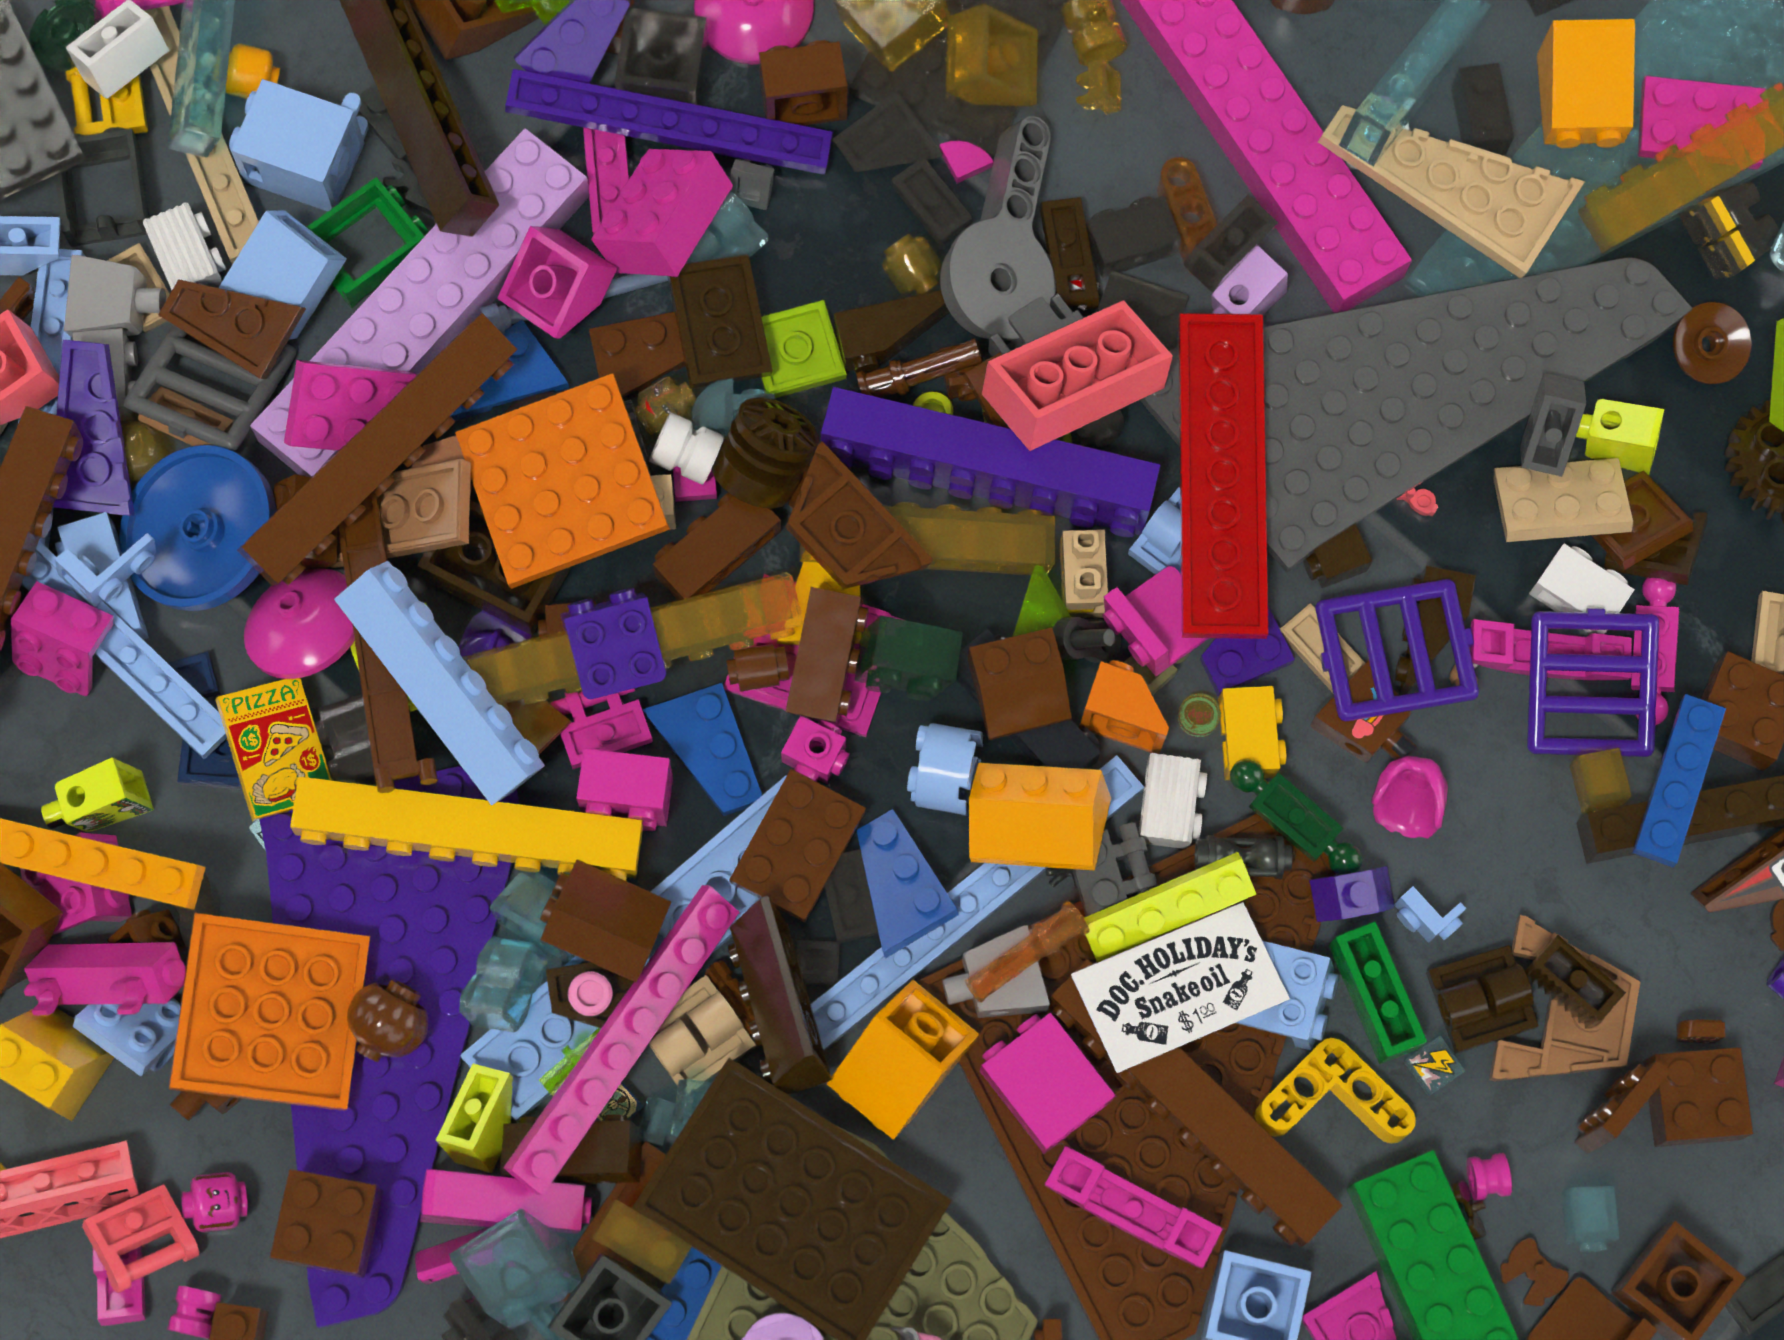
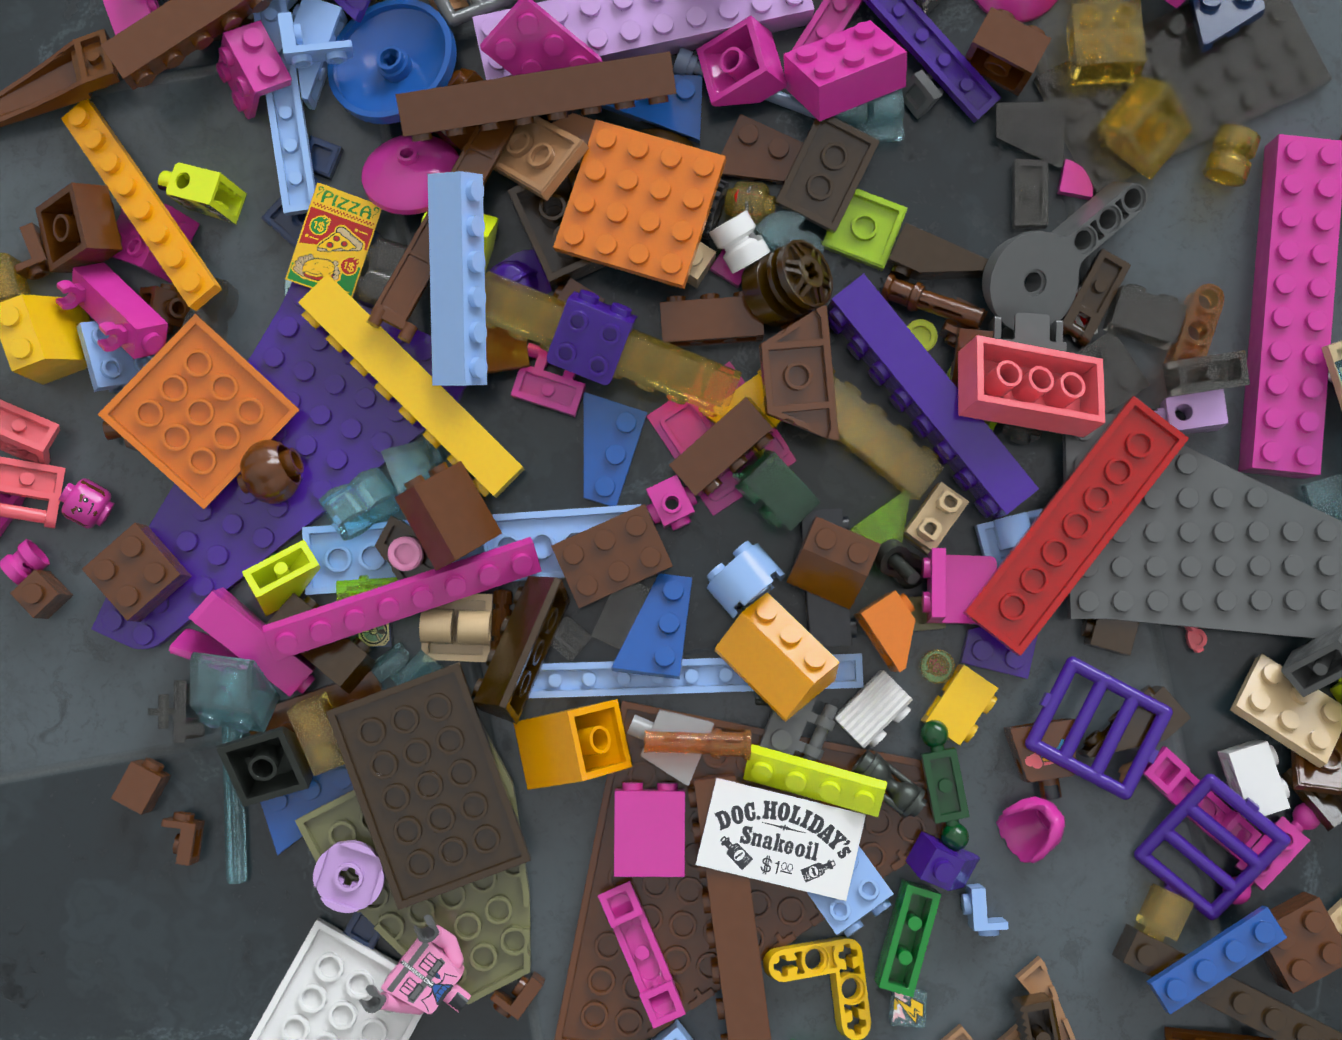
camera: 40 degrees right, 10 degrees up
(626, 786) = (530, 435): dark pink brick -> none
(758, 667) = (675, 421): reddish brown brick -> none
(912, 265) = (983, 227): clear yellow head -> none
(1103, 87) = (1205, 201): clear yellow tile -> none
(1304, 638) = (1046, 668): tan tile -> none
(1483, 999) = (973, 991): dark brown plate -> none

